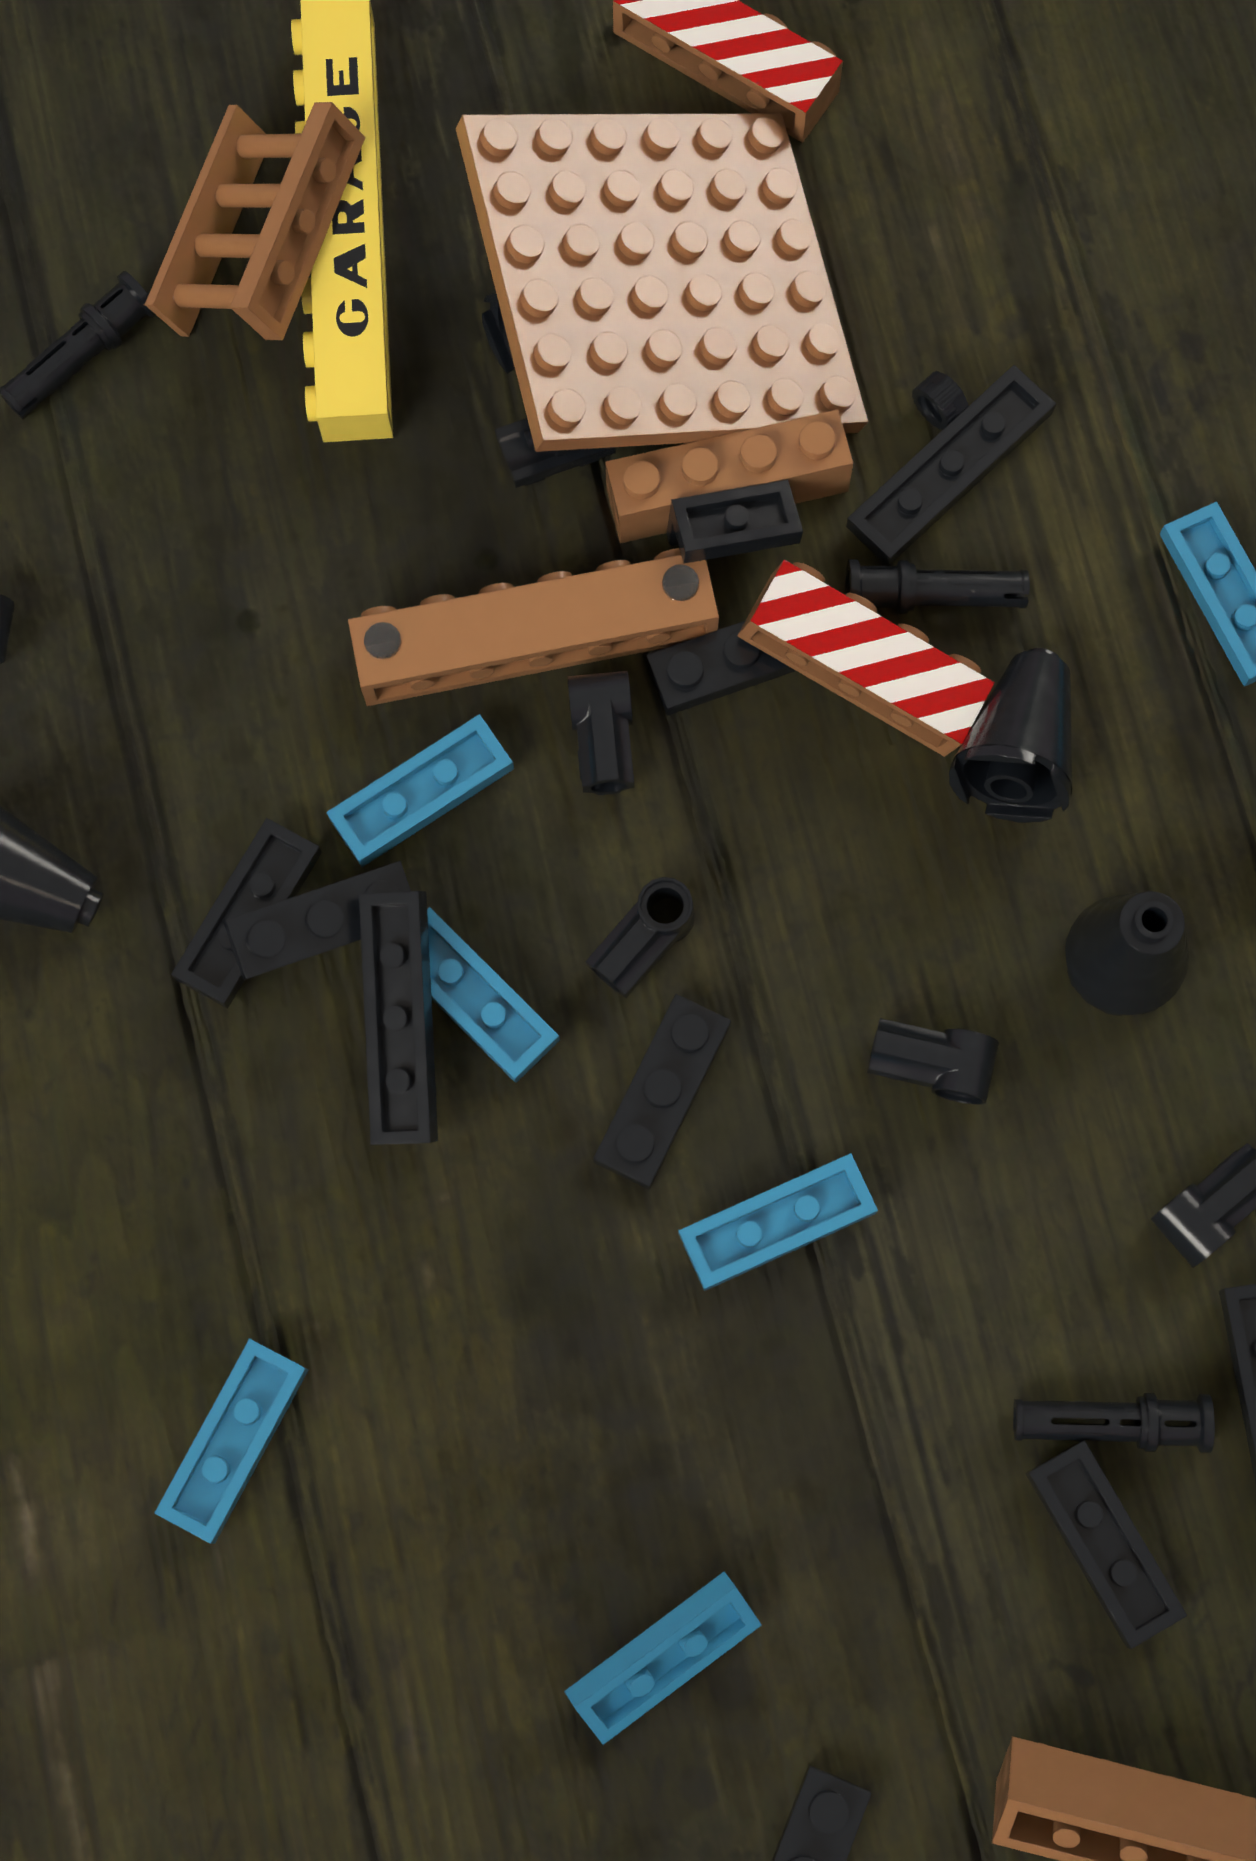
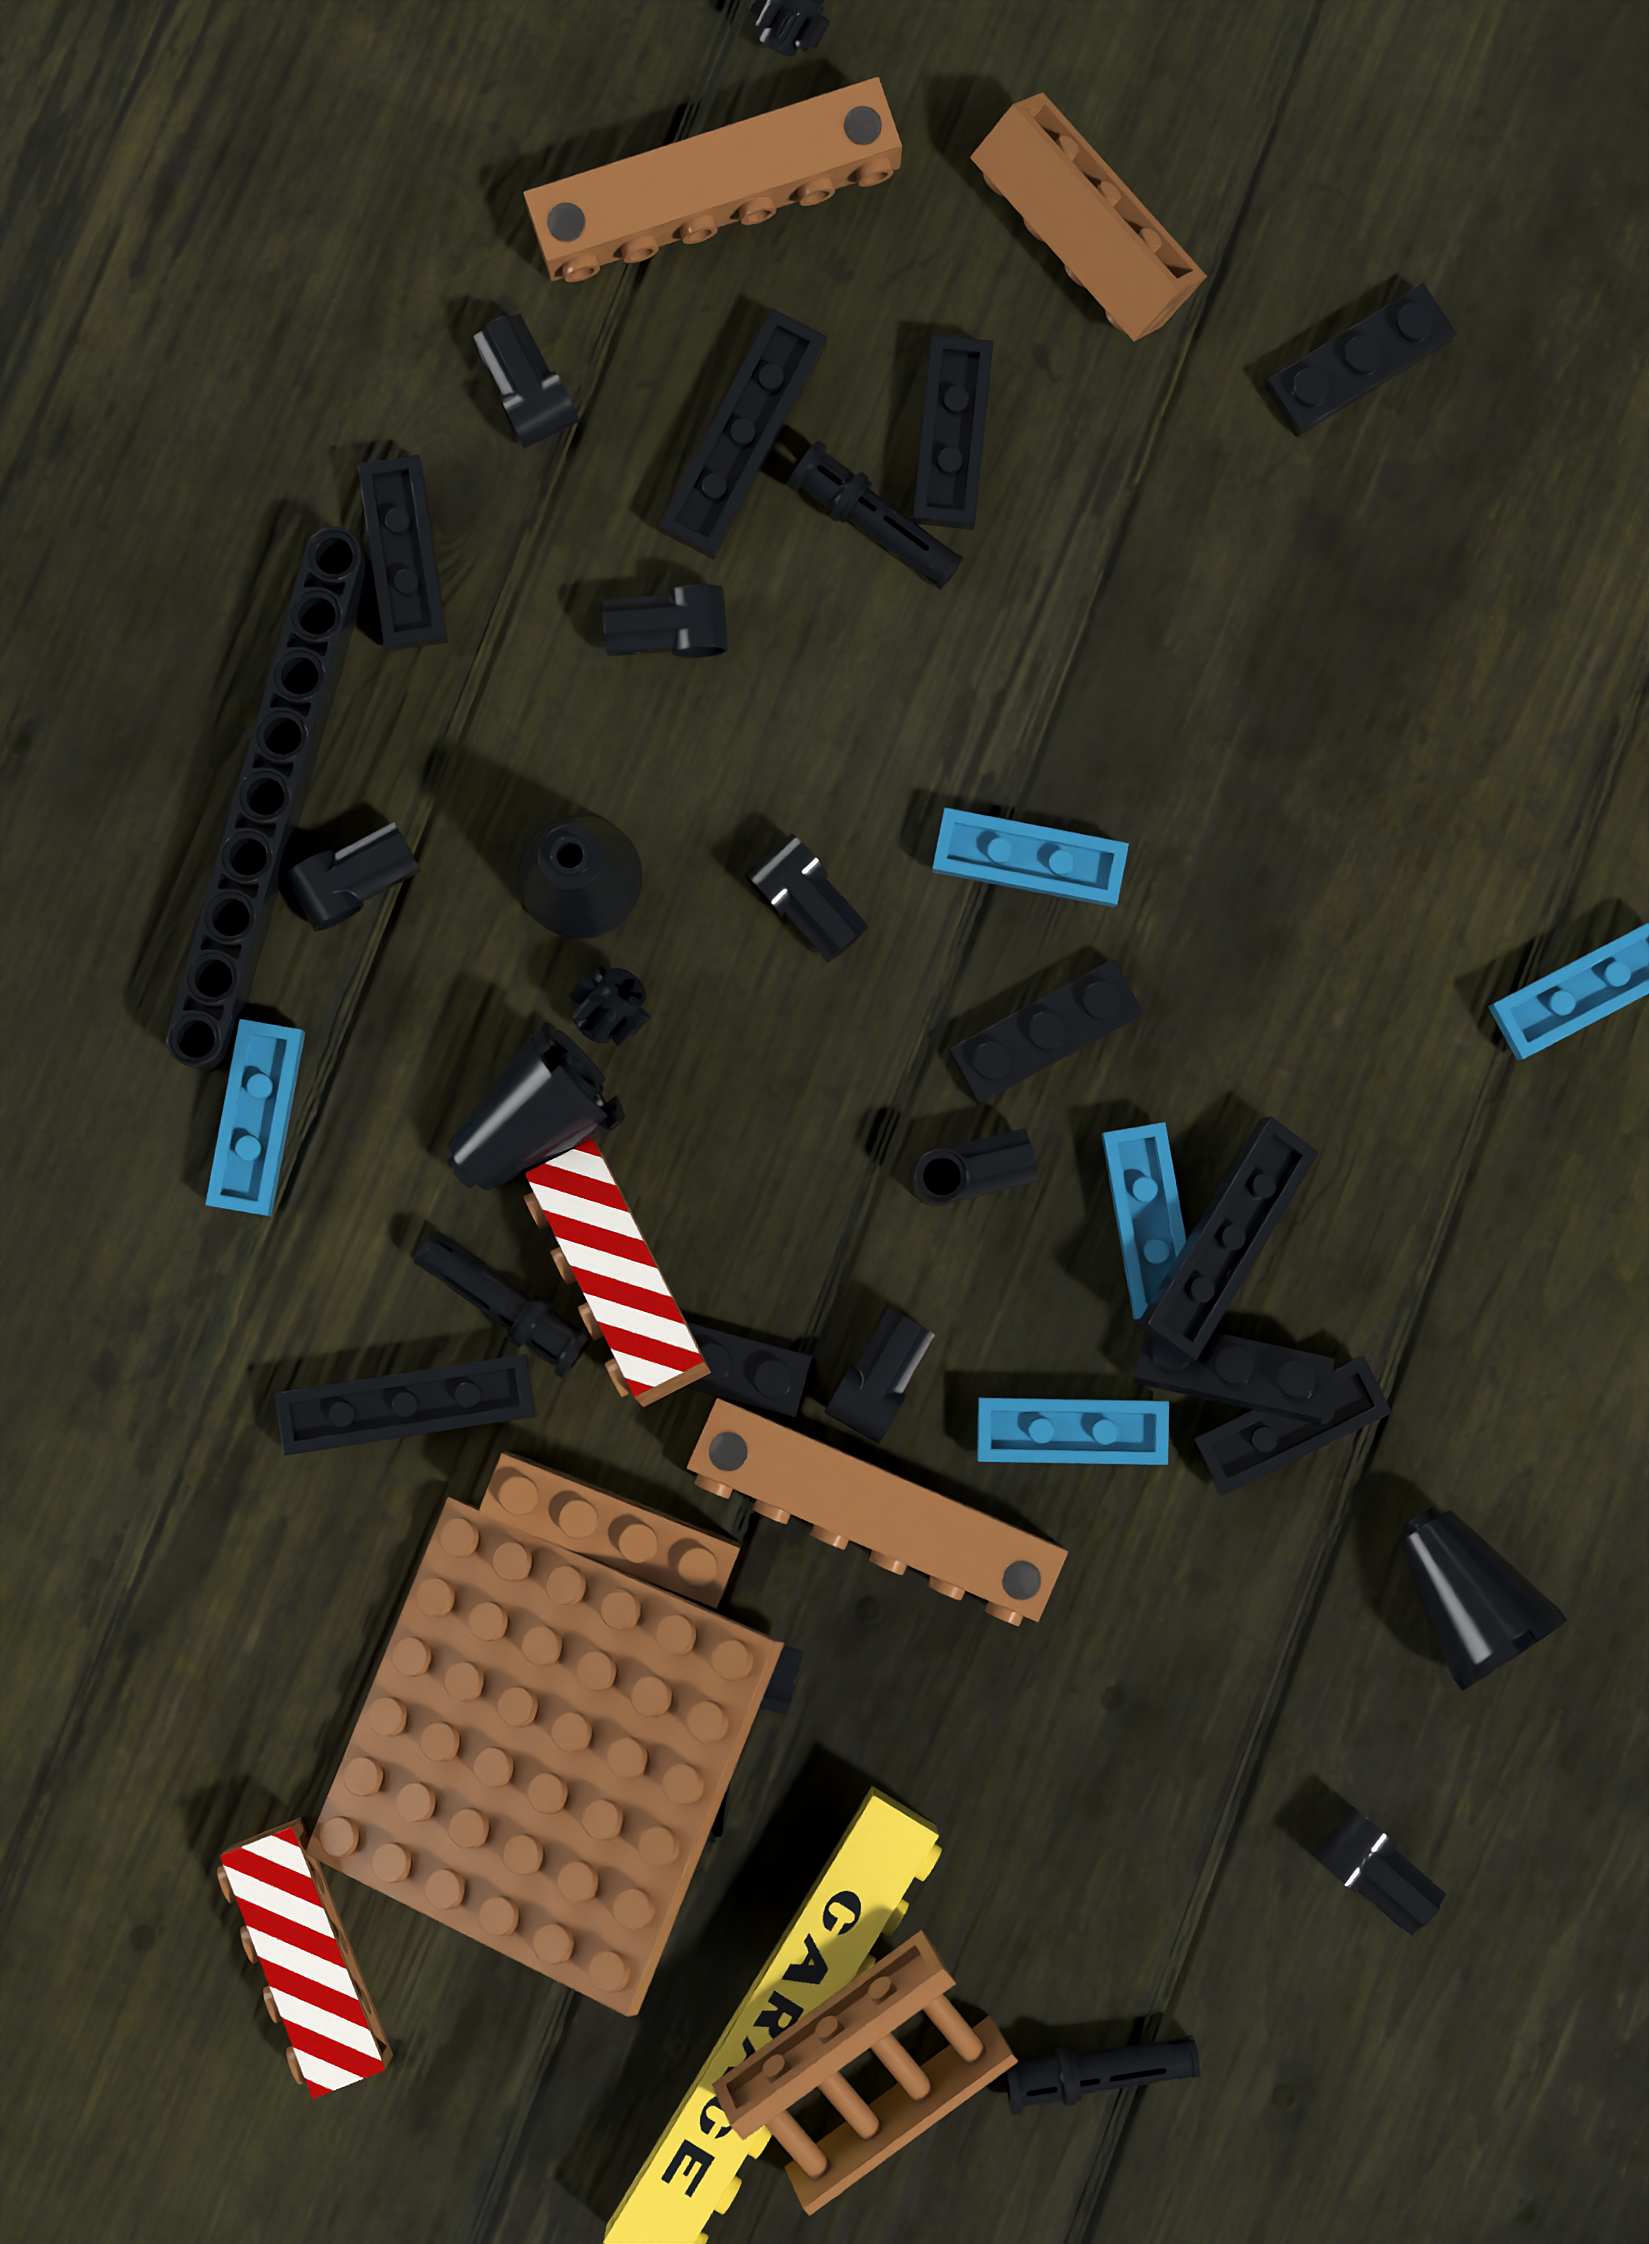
camera: 155 degrees left, 10 degrees up
(663, 1658) = (1359, 586): dark azure plate -> none
(734, 521) = (641, 1473): black panel -> none
(939, 399) = (371, 1470): black axle -> none
(1026, 862) = (609, 1005): none -> black gear

